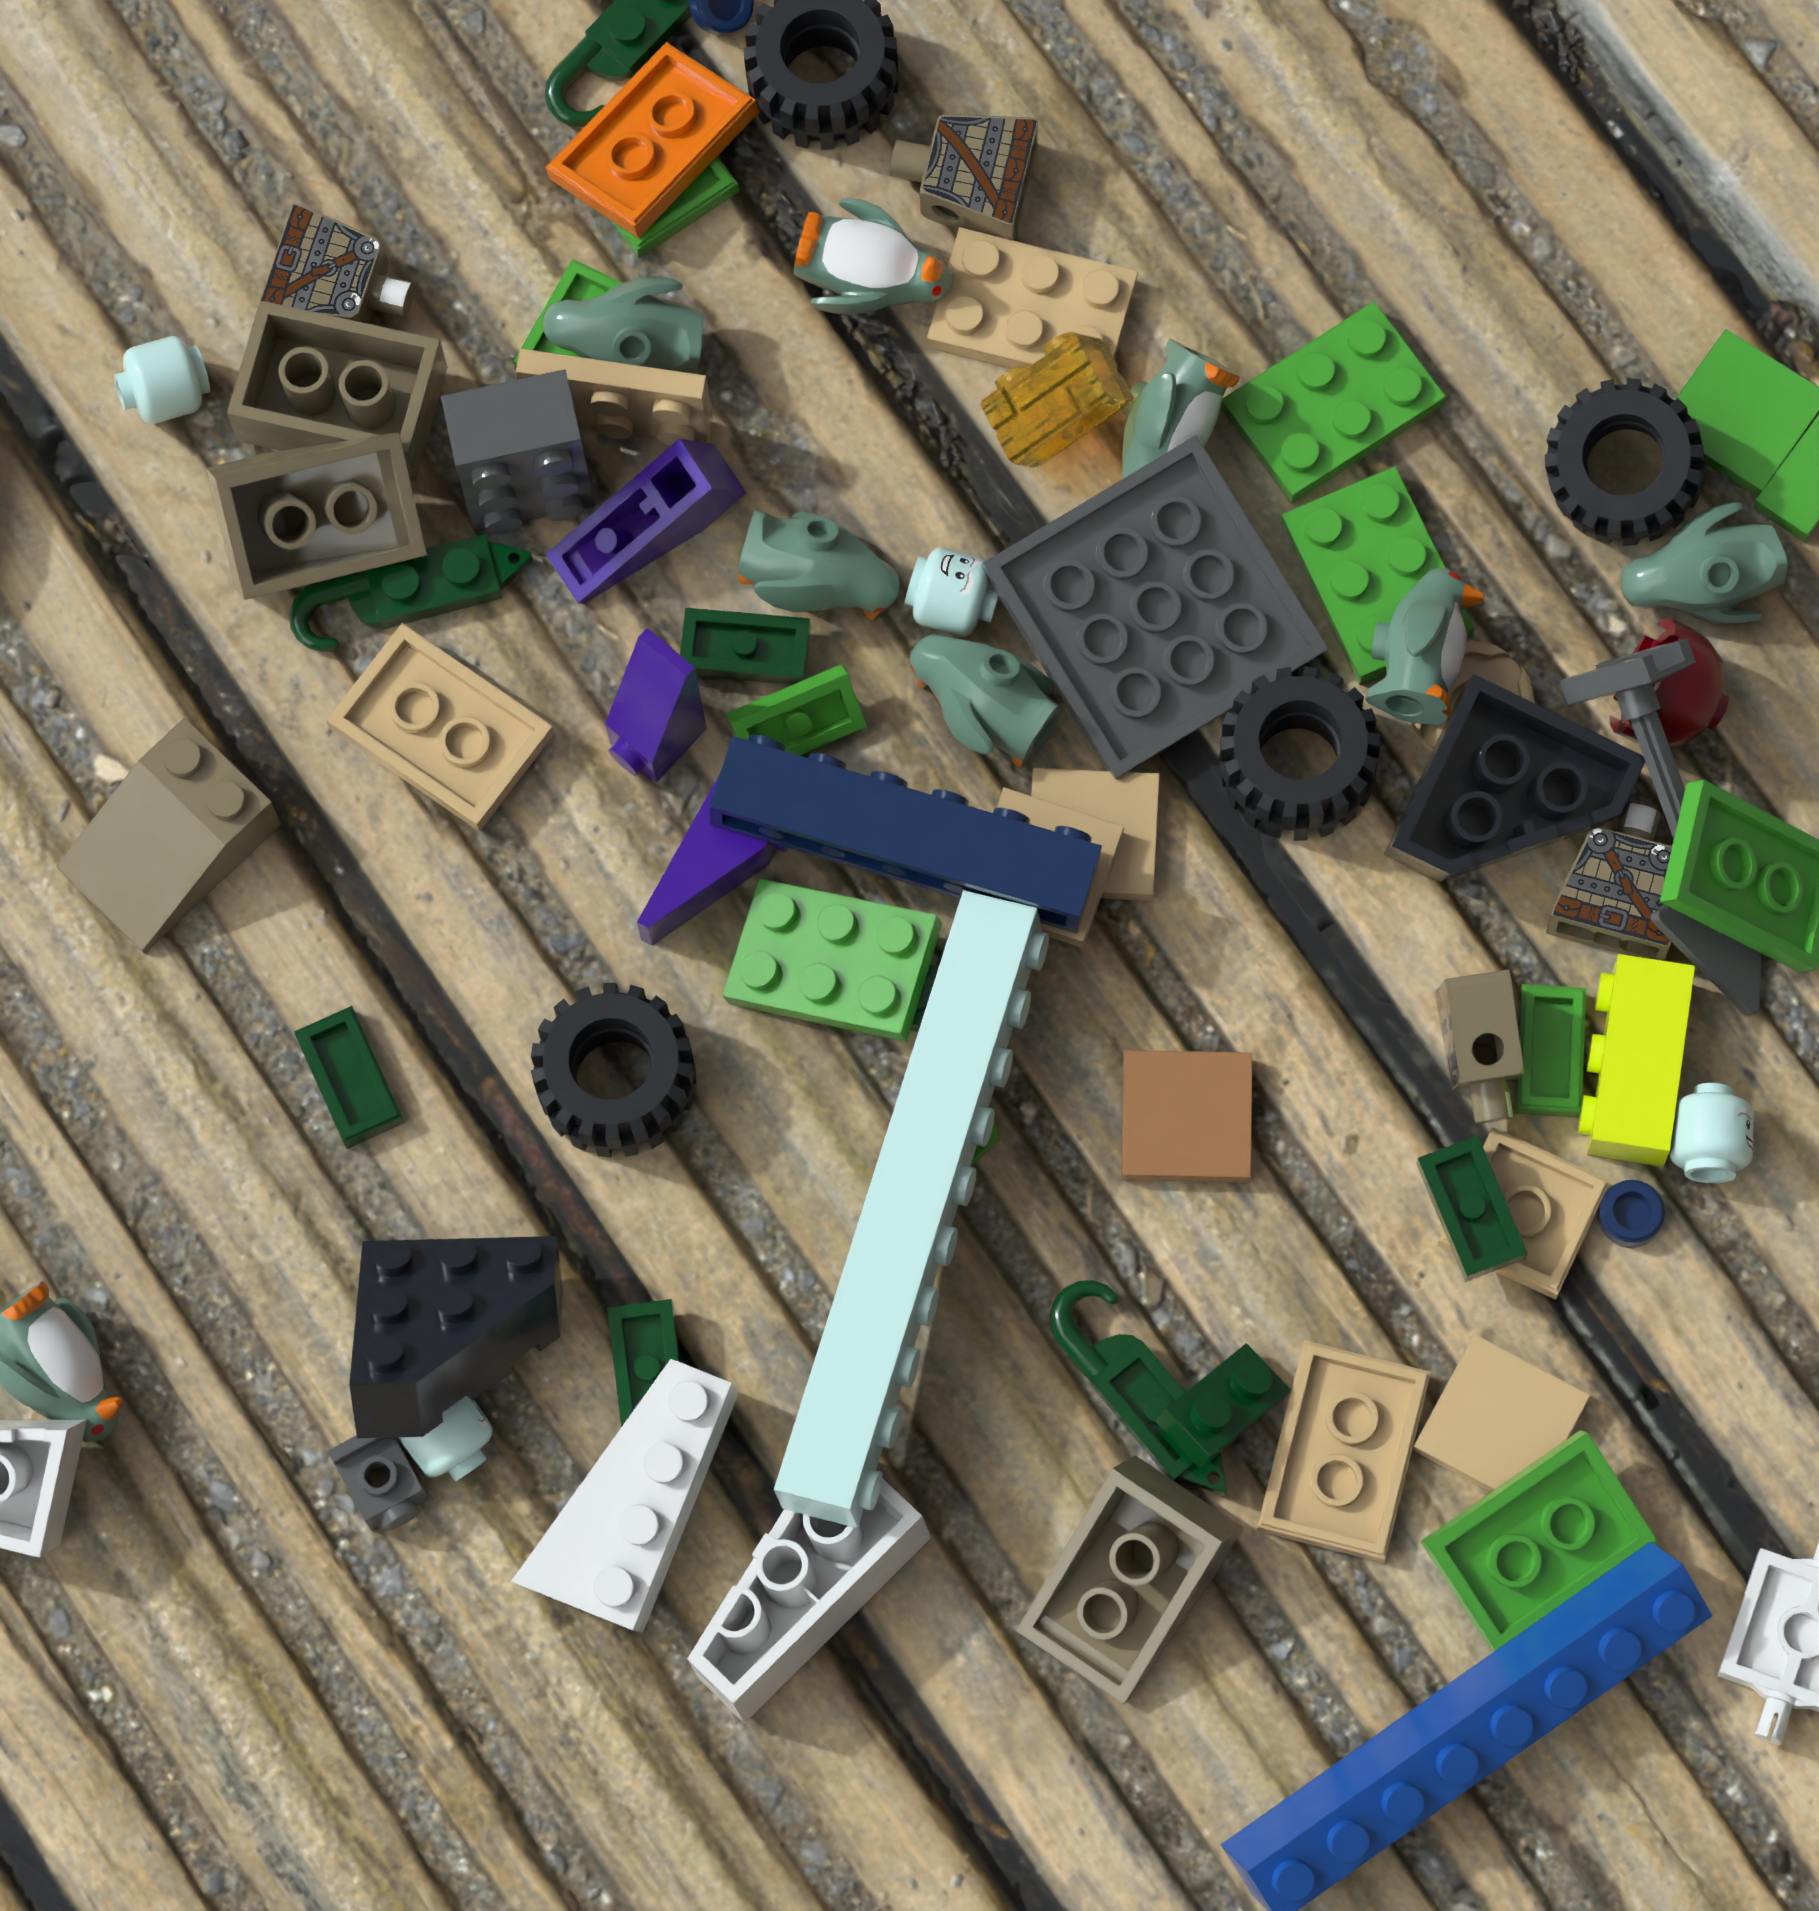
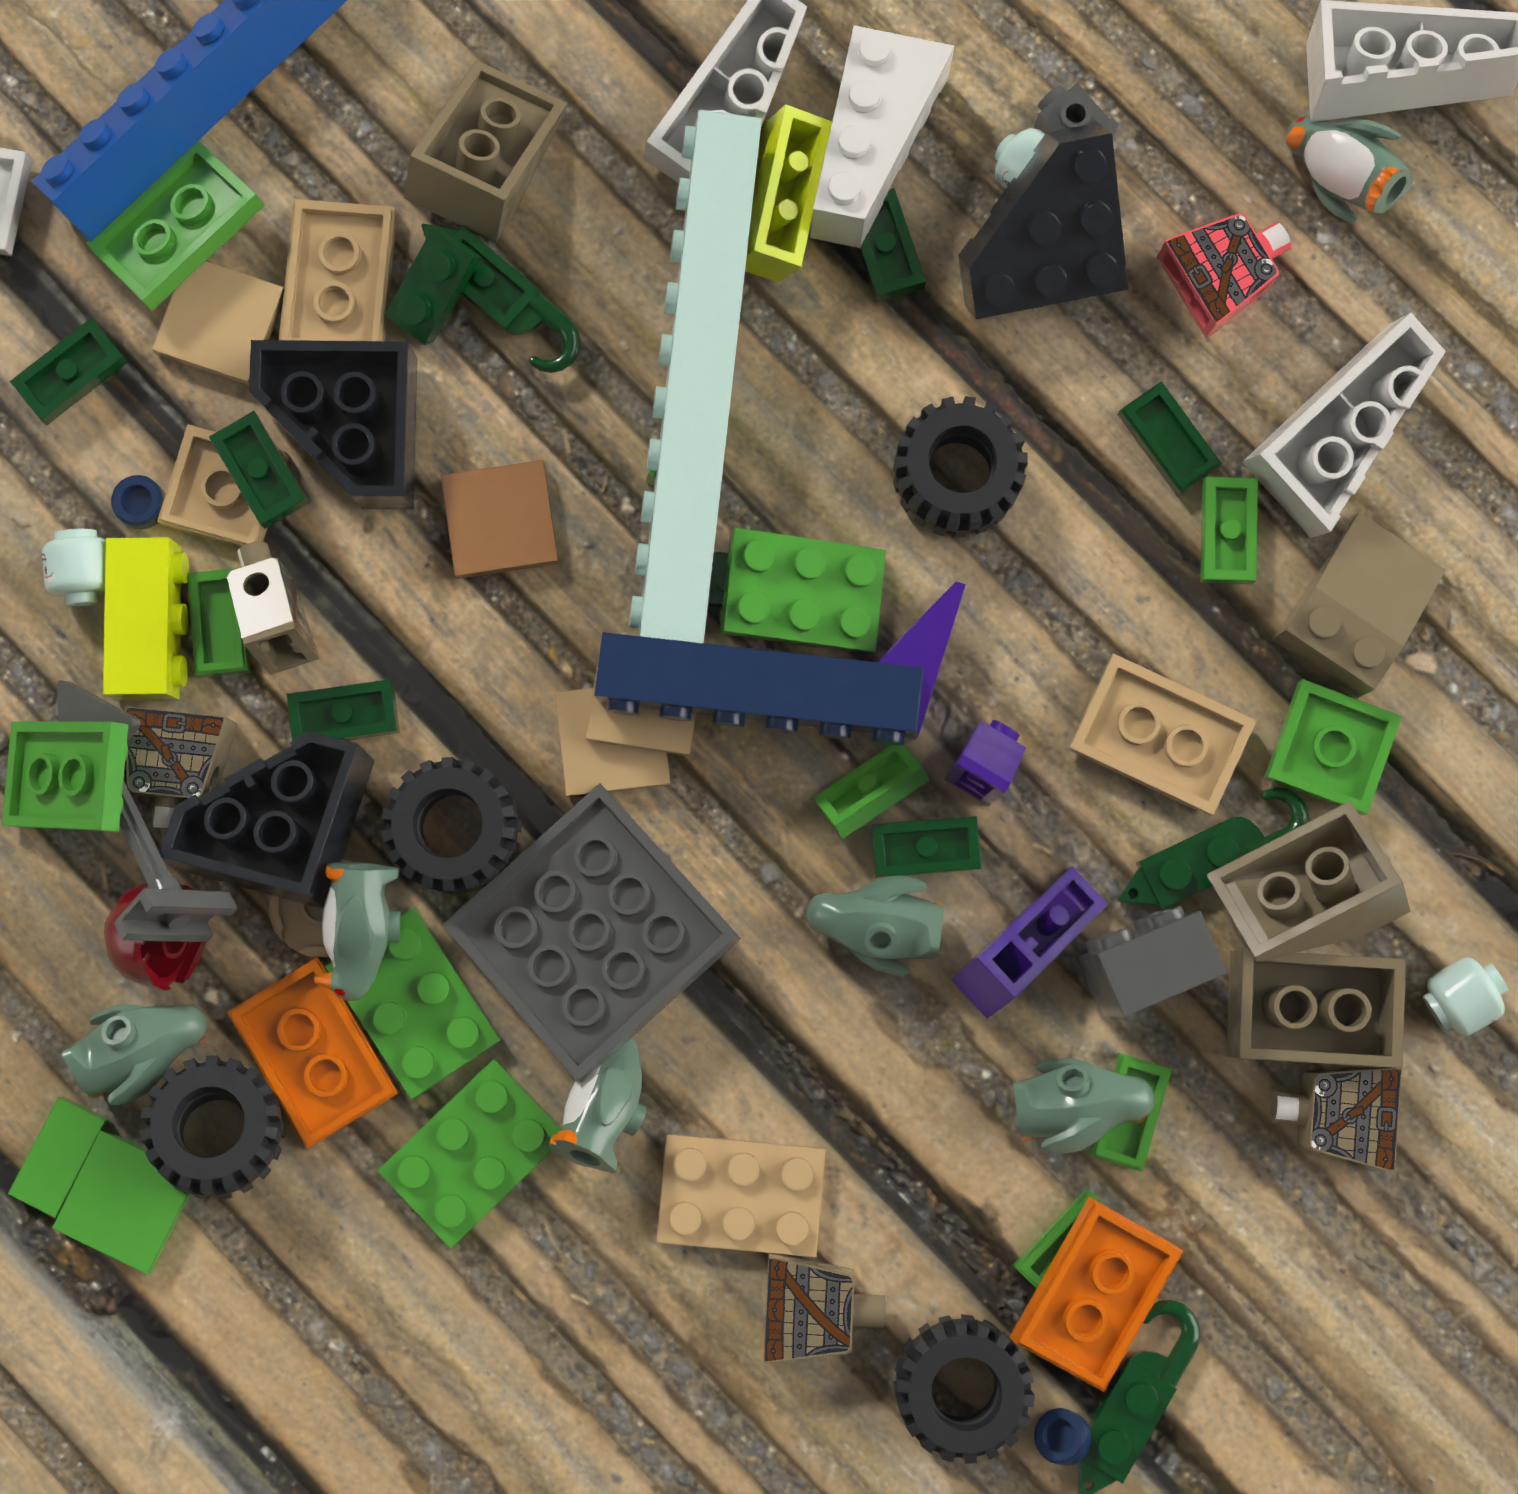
camera: 165 degrees right, 10 degrees up
(136, 1043) = (1336, 434): none -> white wedge
(234, 1264) = (1223, 267): none -> torso
(243, 680) = (1332, 746): none -> bright green plate
(304, 949) = (1229, 530): none -> bright green plate
(628, 397) = (1079, 1035): tan plate -> none
(742, 1467) = (785, 191): none -> neon yellow brick
(867, 262) = (886, 1203): animal -> none
(951, 592) = (763, 919): light aqua head -> none
(987, 696) = (717, 833): sand green animal -> none
(1055, 399) = (702, 1101): clear yellow brick -> none
(1356, 1261) = (347, 410): none -> black brick
(1412, 912) = (345, 711): none -> dark green plate
(1504, 538) = (313, 1054): none -> orange tile
(1698, 1384) = (68, 371): none -> dark green plate

